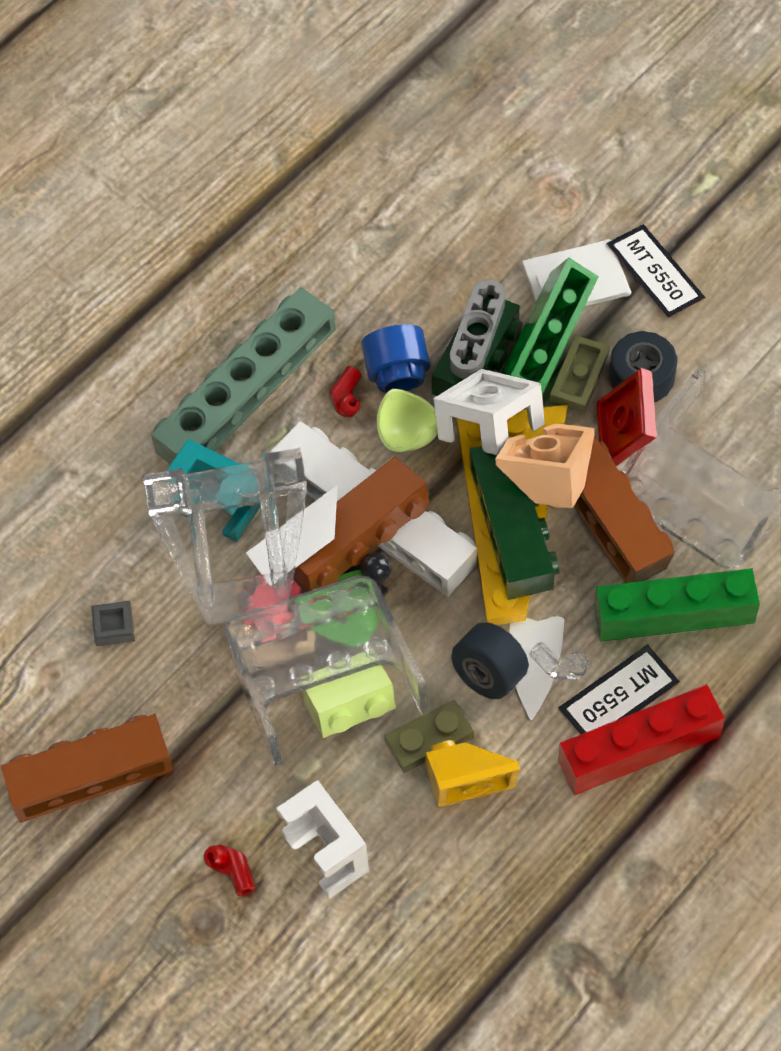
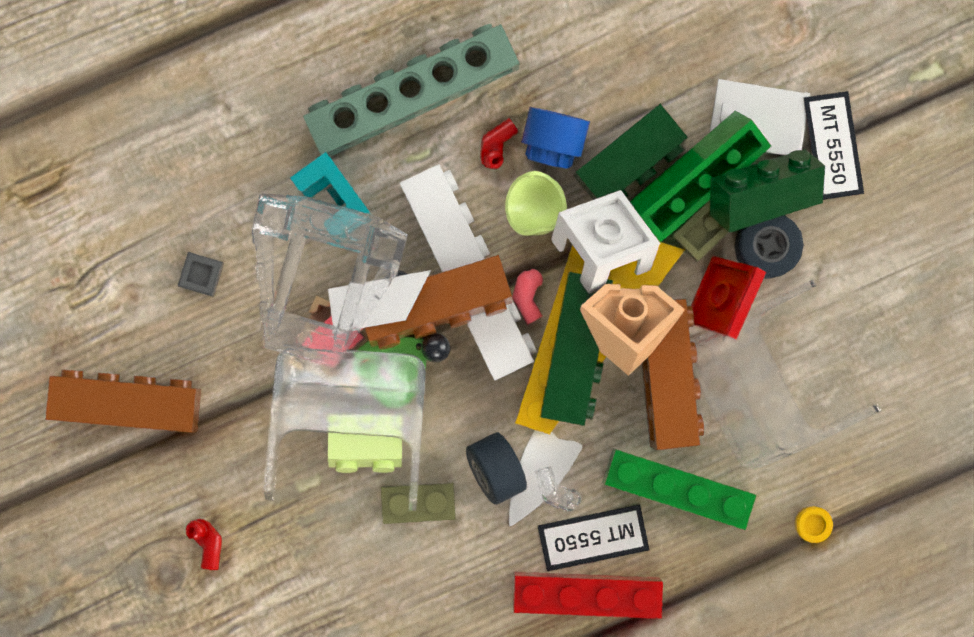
camera: 20 degrees right, 25 degrees up
(315, 814) = (296, 565): white panel -> none
(439, 504) = (524, 294): none -> coral arm
(467, 772) = (429, 561): yellow slope -> none
(475, 314) = (646, 121): light grey beam -> none
(614, 313) = (767, 190): none -> dark green brick

